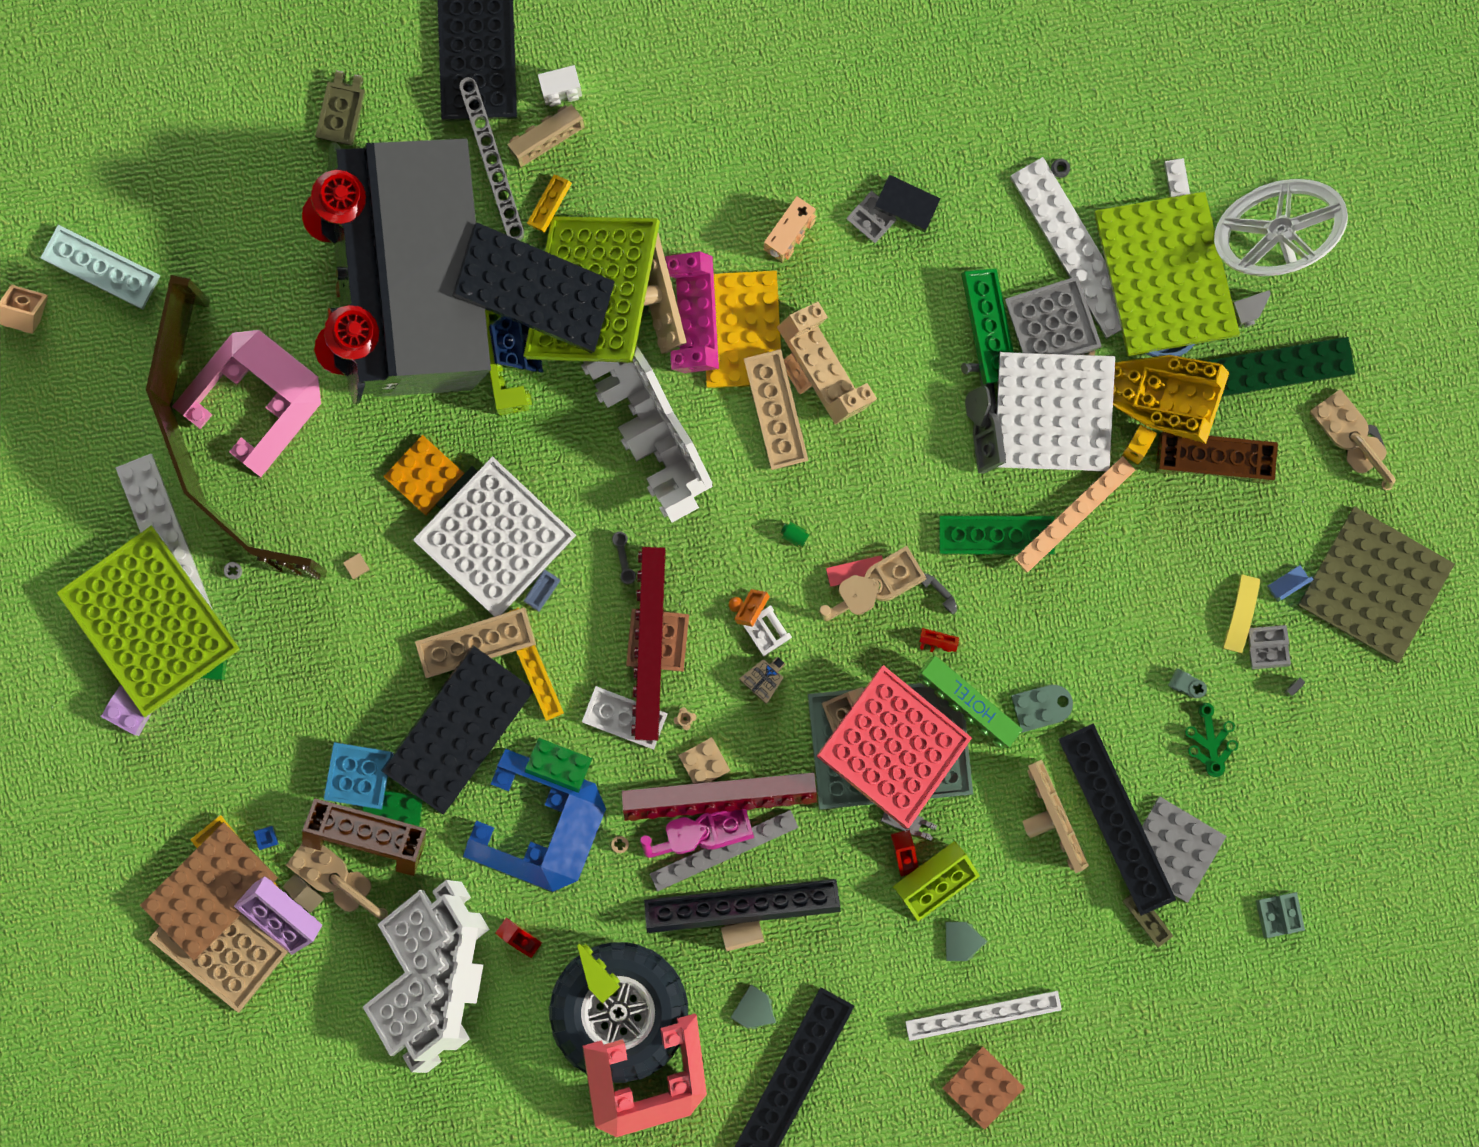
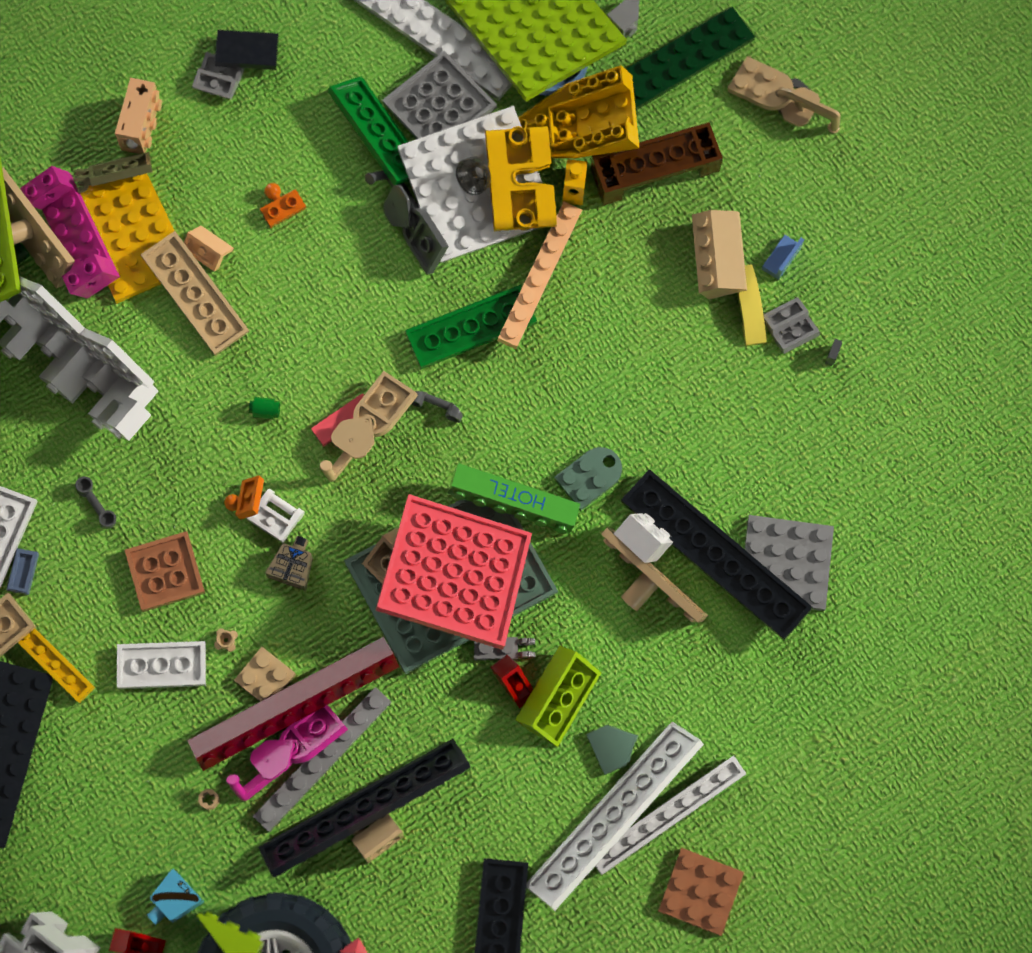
camera: 25 degrees left, 10 degrees down
(558, 765) = (109, 742): green plate -> none
(561, 913) = (173, 899): none -> medium azure torso
(571, 842) = (154, 815): blue slope -> none
(650, 644) = (157, 577): dark red brick -> none
(750, 270) = (113, 170): none -> olive tile
(754, 1009) = (423, 913): sand green slope -> none
(822, 366) = (256, 256): tan plate -> none
(879, 360) = (281, 207): none -> orange plate
(940, 997) = (613, 815): none -> white plate
(941, 640) = (464, 451): red plate -> none
(1049, 408) = (468, 178): none -> clear smoke piece
(1062, 782) = (643, 537): none -> white brick
(1085, 406) = (513, 198): none -> yellow connector
(1150, 923) = (795, 645): olive plate -> none
(1184, 683) = (725, 393): sand green piece -> none
(1211, 742) = (776, 441): green plant -> none
(1235, 560) = (719, 253): none -> tan slope
(1280, 915) = (924, 583): sand green slope -> none
(1376, 584) = (867, 224): olive plate -> none

